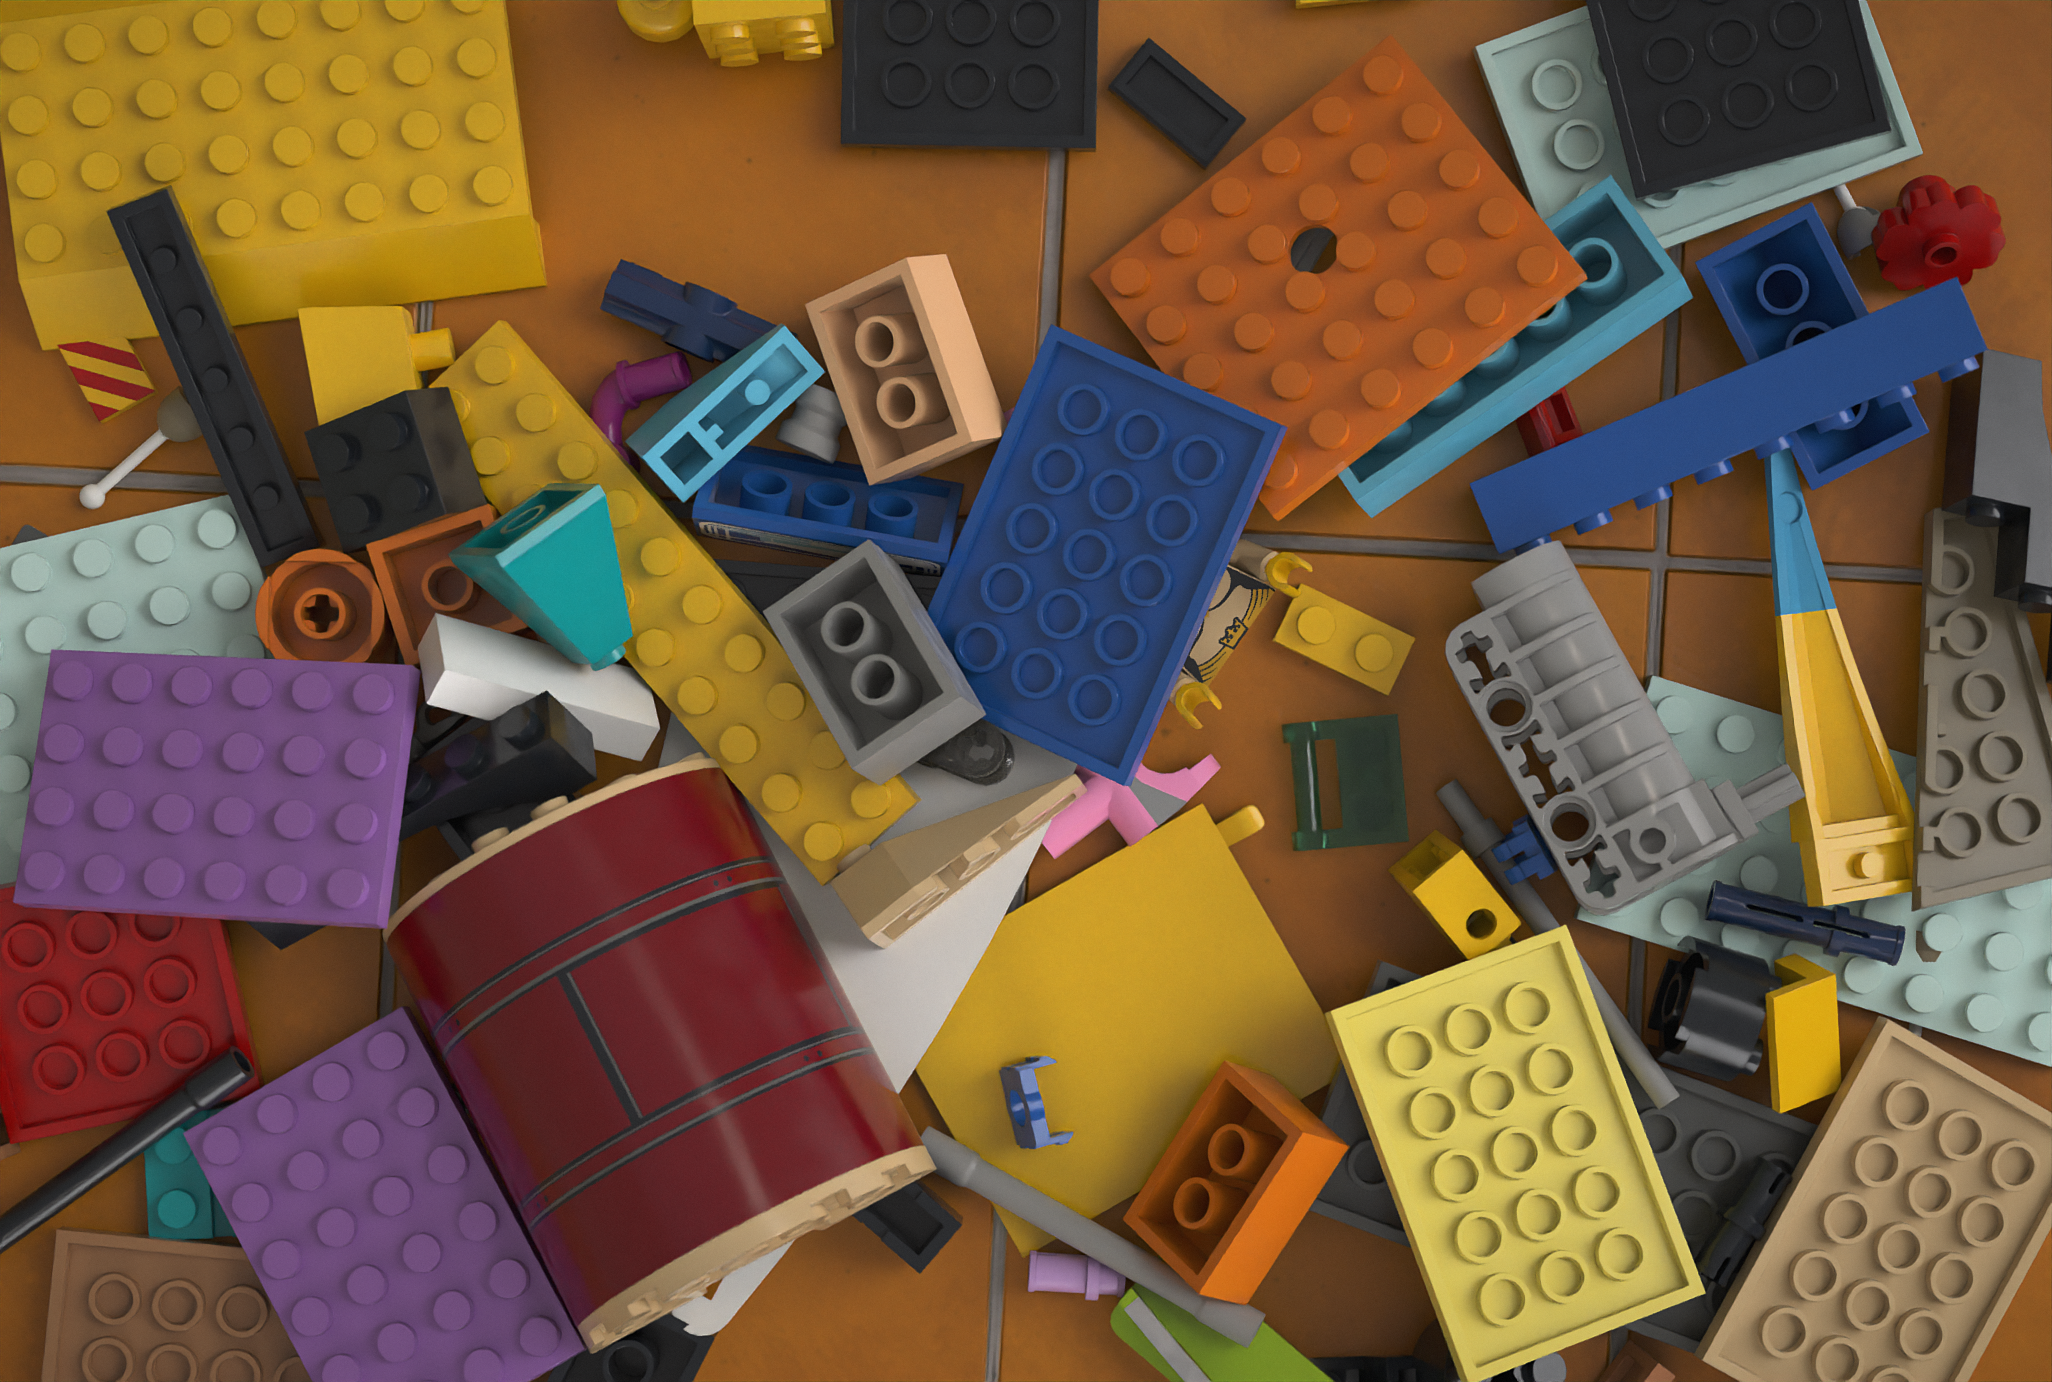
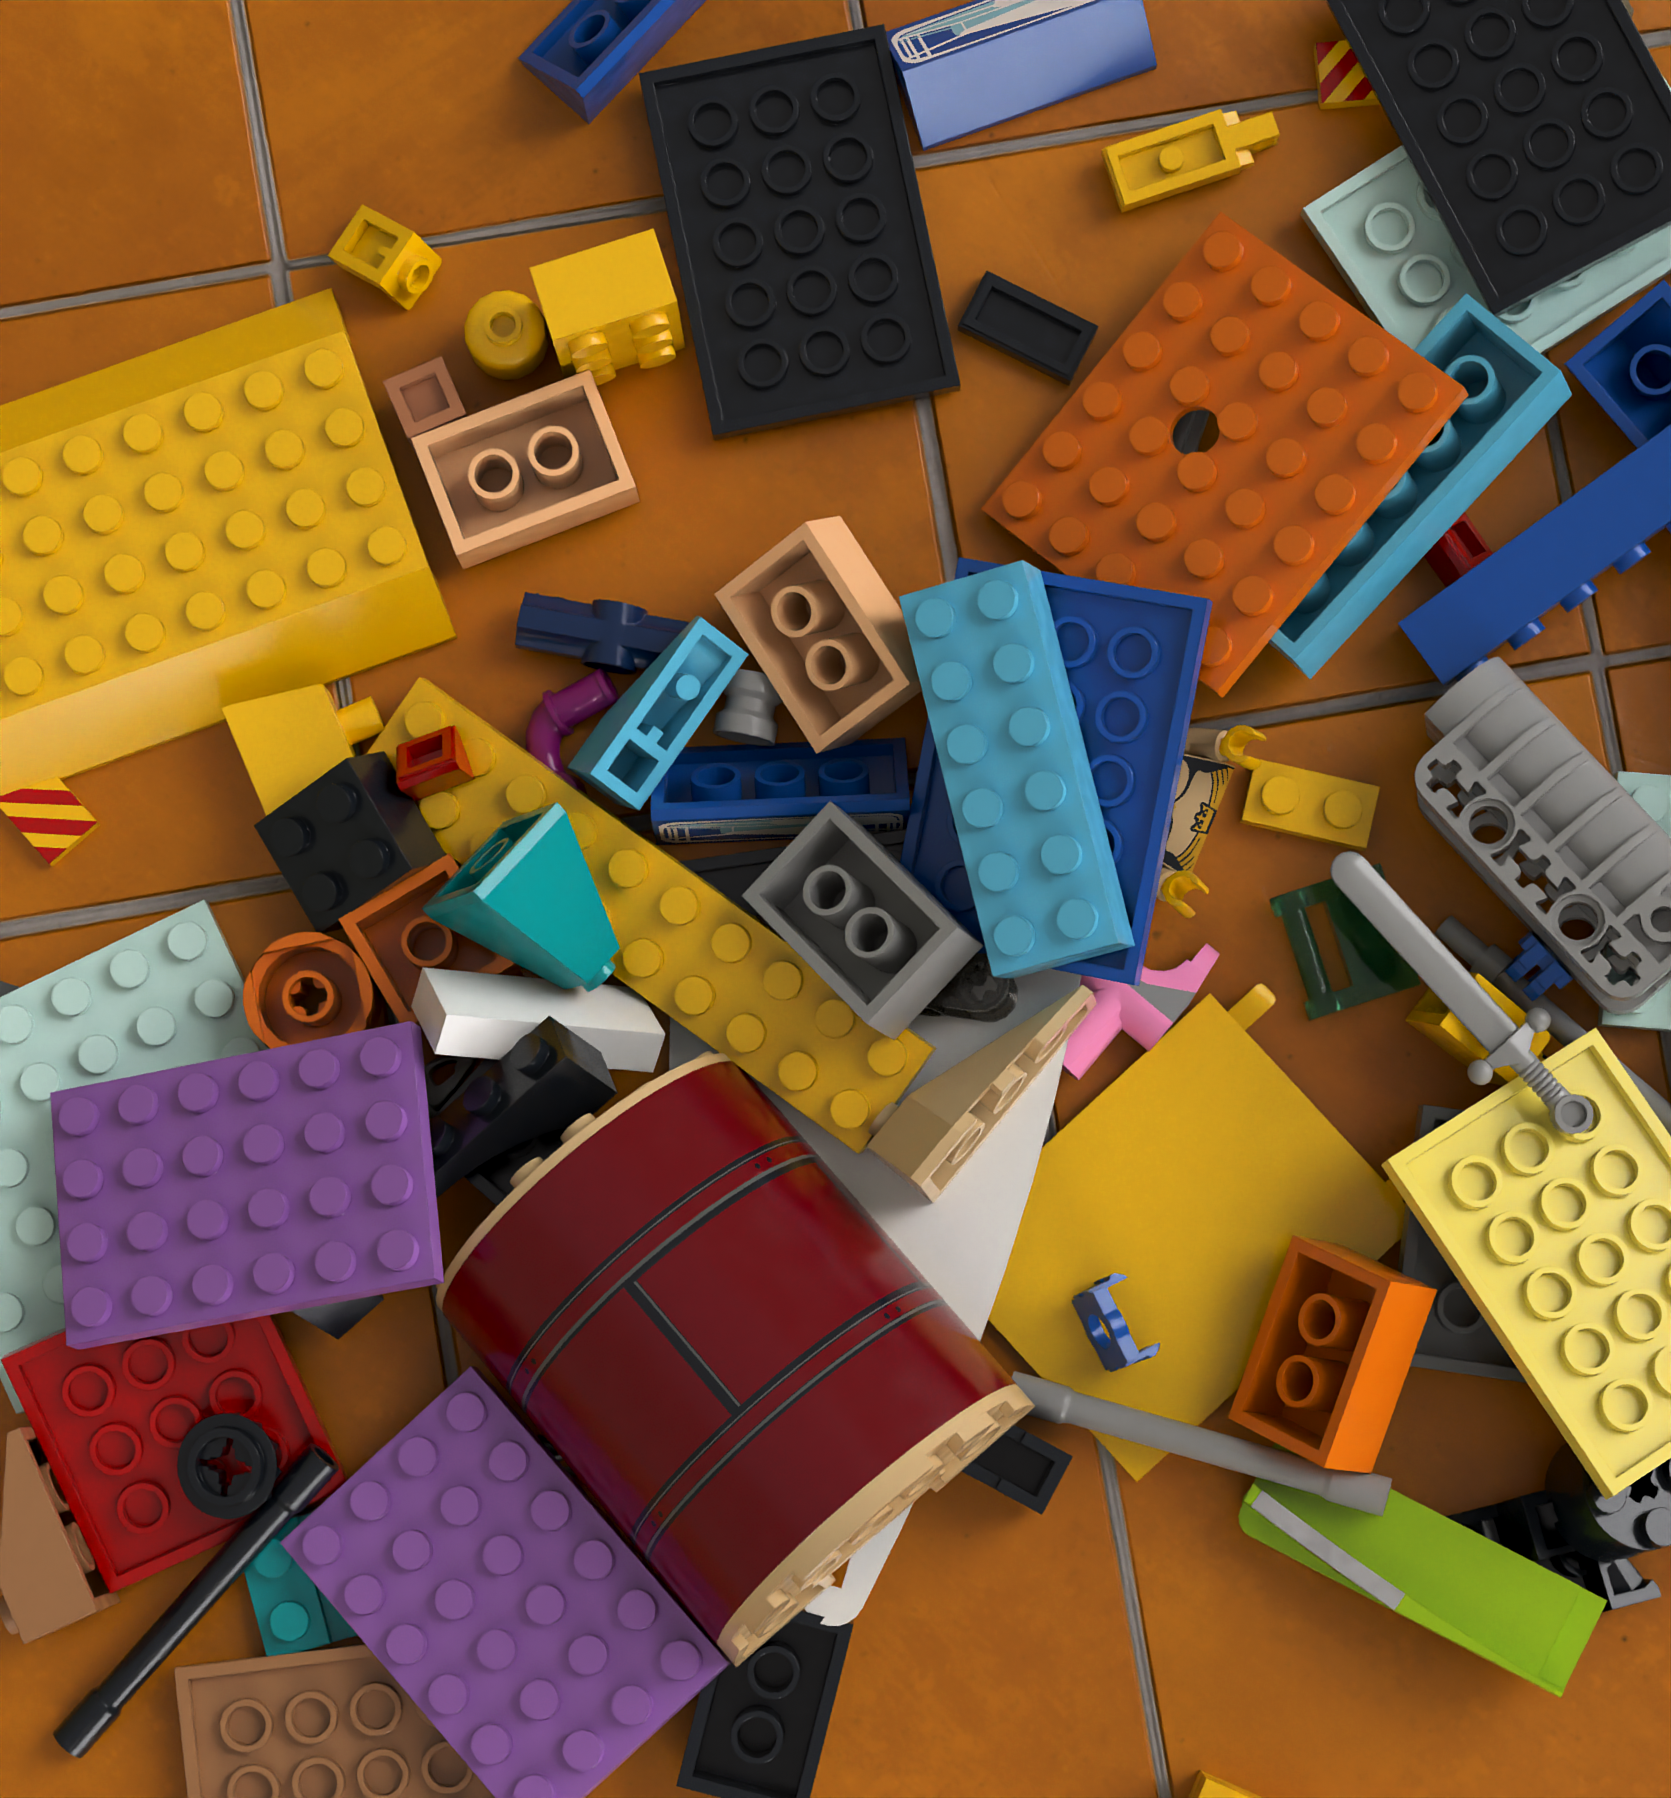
camera: 15 degrees left, 5 degrees down
(124, 1063) = (208, 1485): none -> black gear
(174, 422) = (127, 845): hinge -> none
(215, 375) = (155, 789): black plate -> none
(491, 410) = (432, 763): none -> red slope
(565, 51) = (424, 398): none -> nougat brick
(647, 137) = (525, 469): none -> light nougat brick
(1056, 550) = (1016, 770): none -> medium azure brick
(1073, 1275) = (1192, 1486): lavender pin -> none
(1440, 864) = (1461, 992): none -> light grey sword

